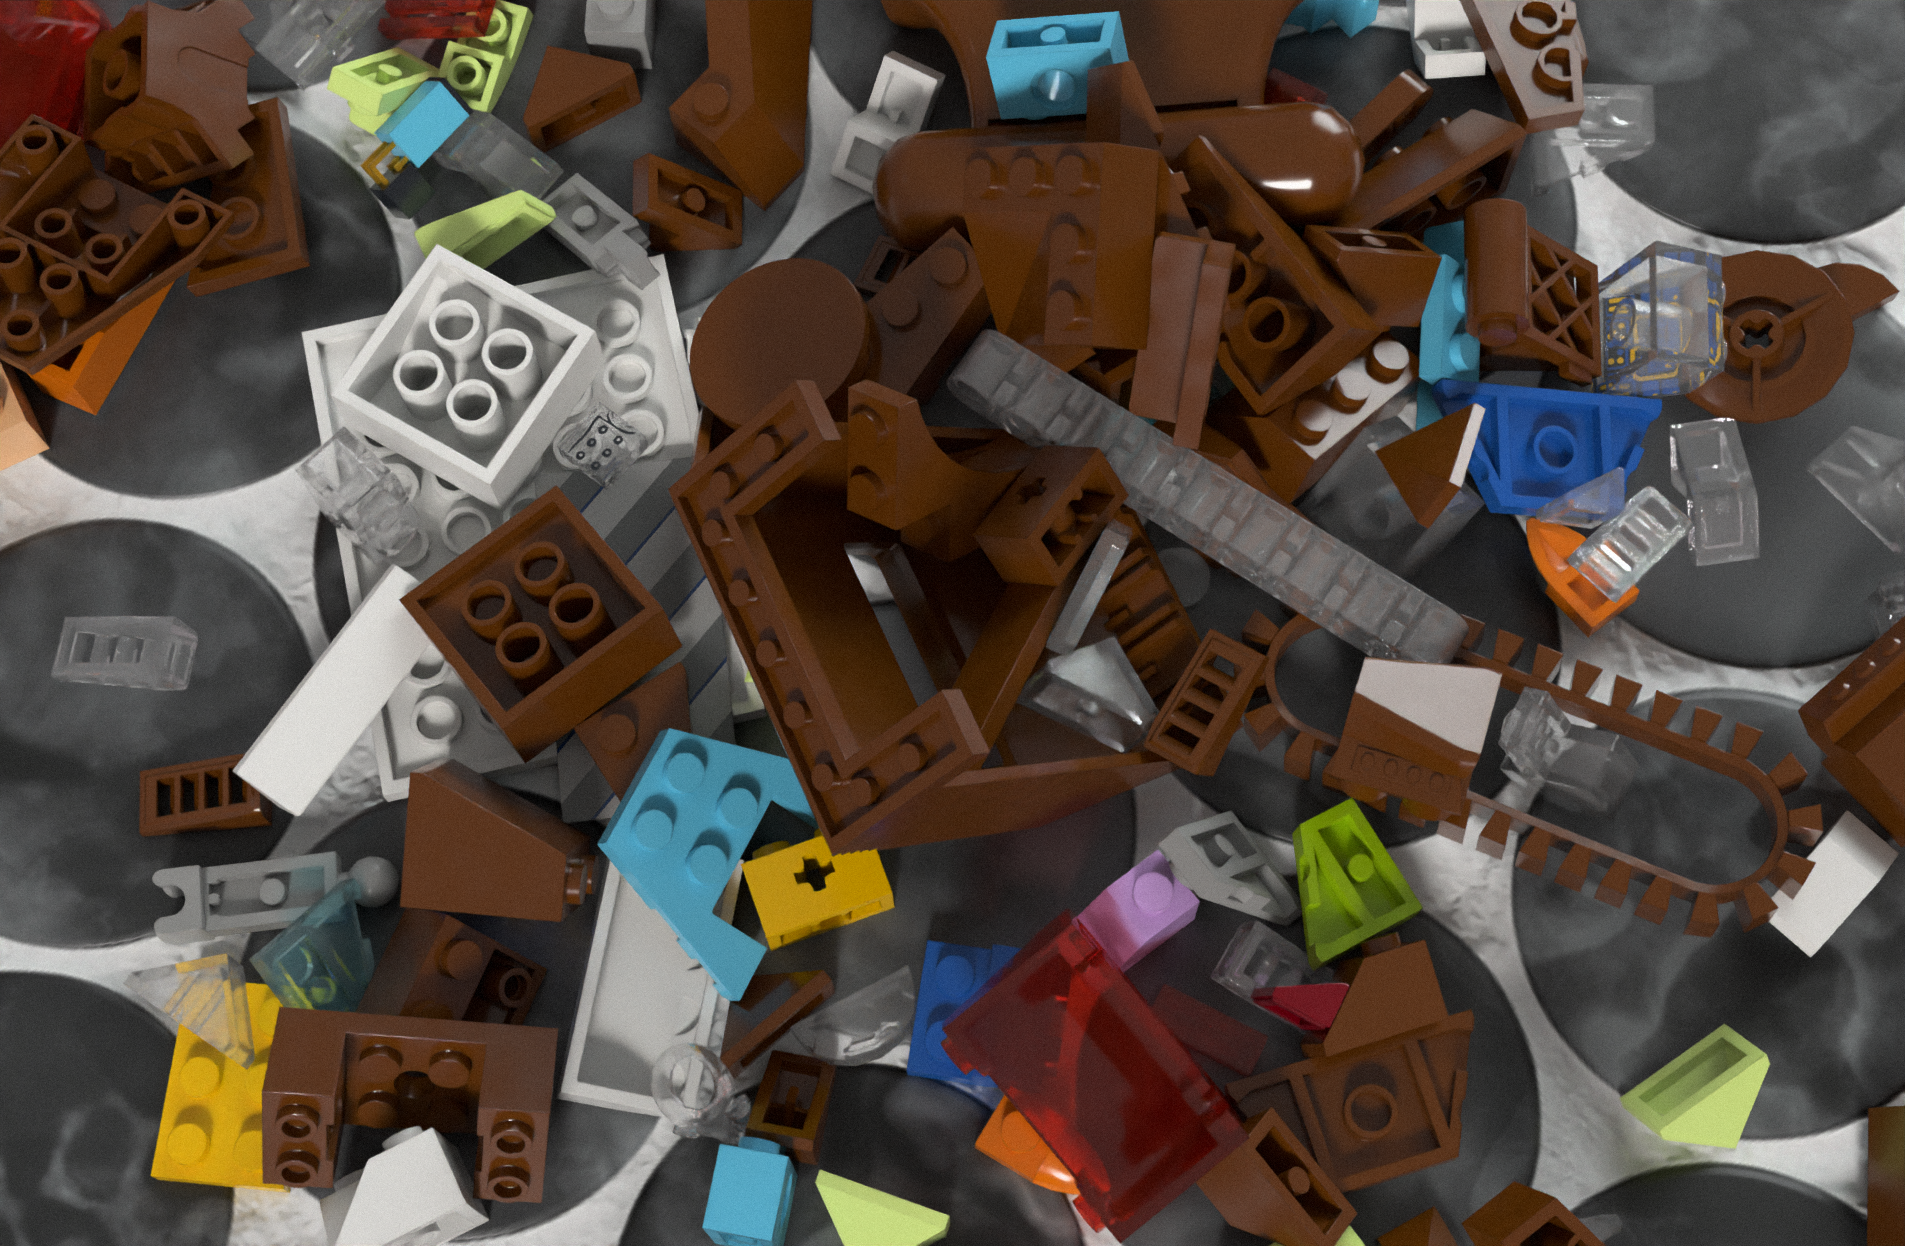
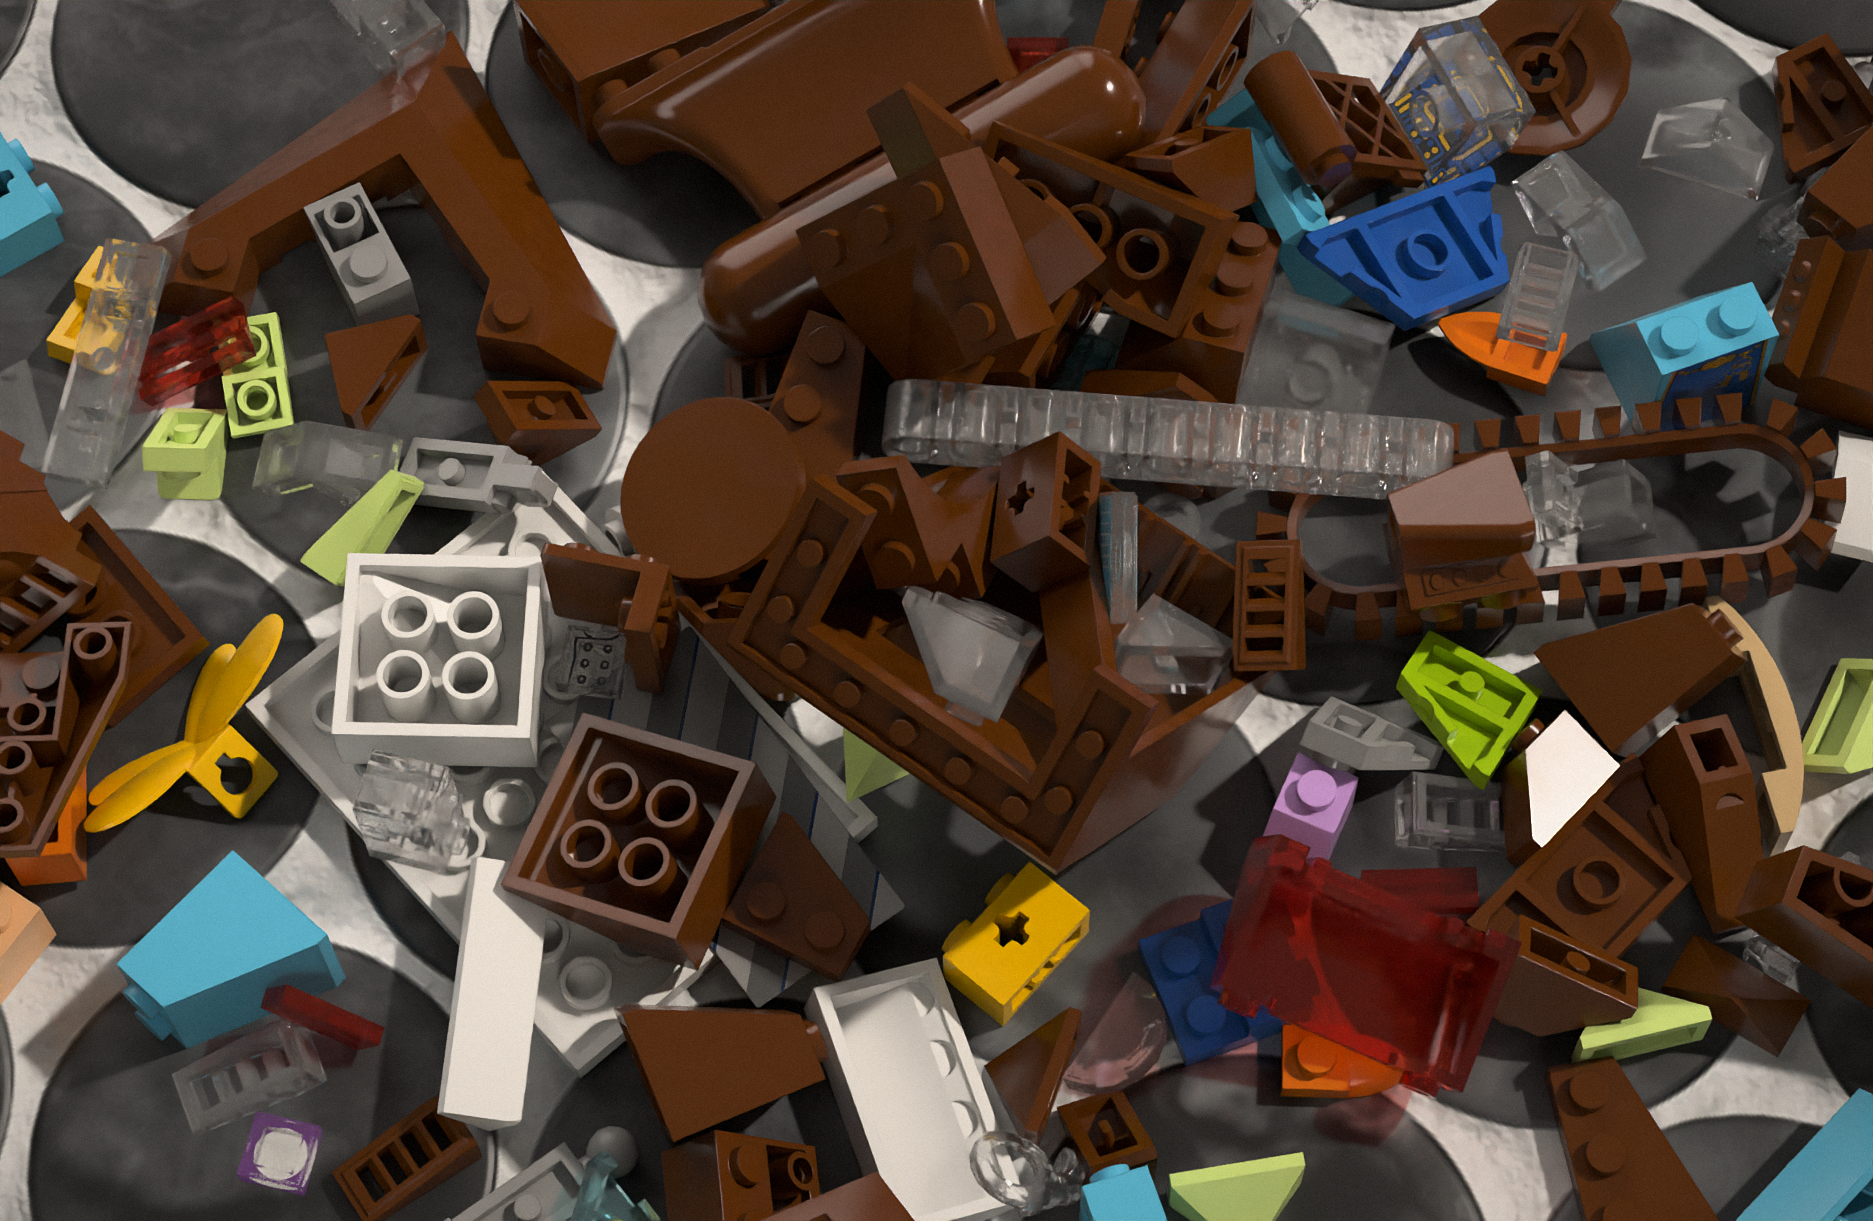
camera: 30 degrees left, 5 degrees down
(110, 732) = (280, 1153): none -> clear tile
(148, 540) = (220, 952): none -> medium azure slope
(200, 635) = (322, 1017): none -> clear red piece
(234, 354) = (217, 696): none -> yellow piece
(412, 138) = (244, 479): piece -> none
(657, 424) = (621, 593): none -> reddish brown bracket
(685, 834) = (881, 947): medium azure wing -> none
(889, 608) = (971, 651): none -> clear wedge
(897, 108) = (673, 255): white slope -> none
(1044, 62) = (821, 122): medium azure brick -> none
(1183, 333) = (1081, 287): reddish brown panel -> none
(1303, 1005) = (1494, 818): dark red slope -> none
(1433, 462) = (1344, 306): reddish brown slope -> none
(1510, 1104) = (1711, 811): none -> reddish brown slope
(1522, 943) = (1644, 671): none -> reddish brown slope
(1587, 504) = (1486, 279): clear slope -> none
(1625, 965) = (1778, 731): none -> tan slope
(1742, 667) = (1690, 351): none -> medium azure slope

